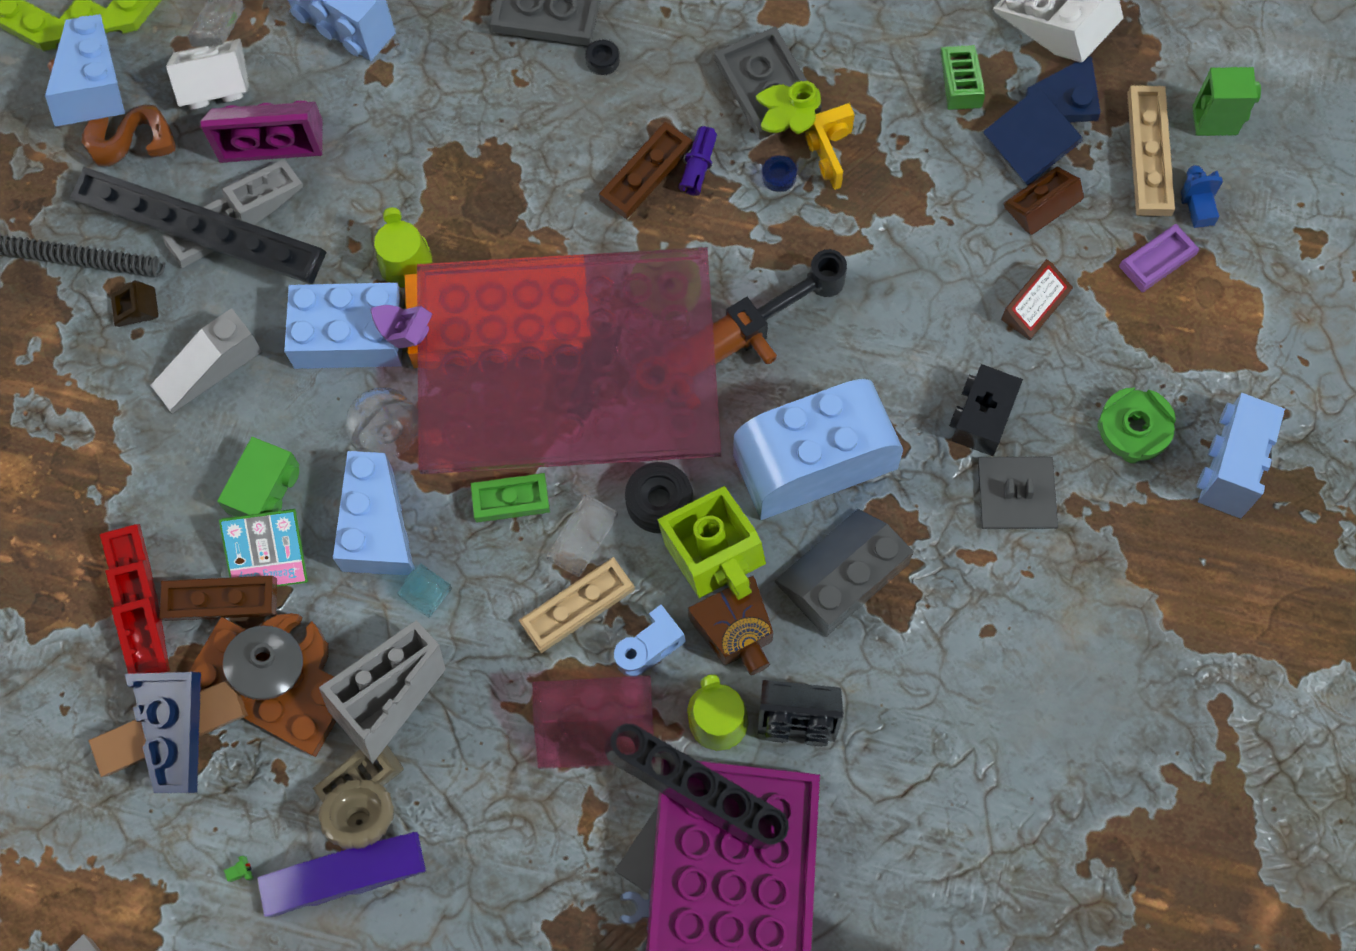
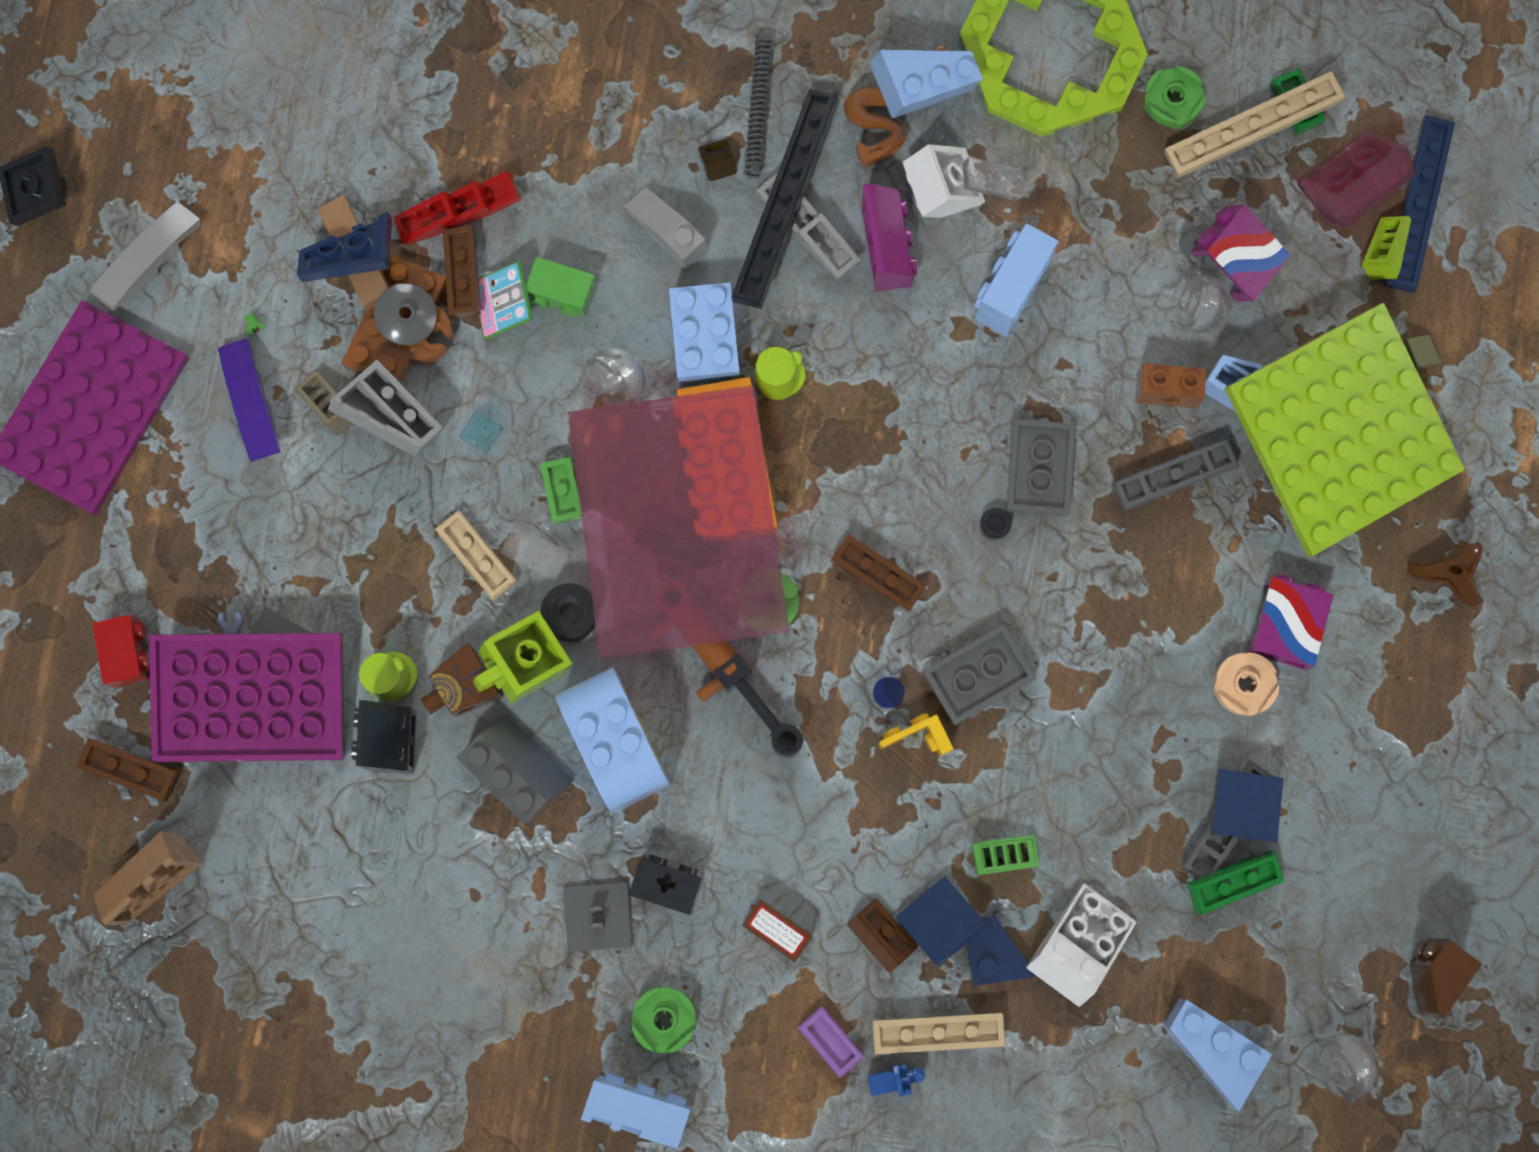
camera: 85 degrees right, 10 degrees up
(356, 814) = (288, 393): dark tan hair -> none
(370, 519) = (534, 380): light blue wedge -> none
(401, 326) = (690, 379): medium lavender plate -> none
(579, 716) = (377, 578): clear pink slope -> none
(650, 646) = (436, 610): light blue leg -> none
(698, 161) = (892, 619): dark purple axle -> none
(715, 786) = (300, 668): black beam -> none
(789, 107) = (942, 691): lime plate -> none
(1225, 101) = (986, 1102): bright green brick -> none

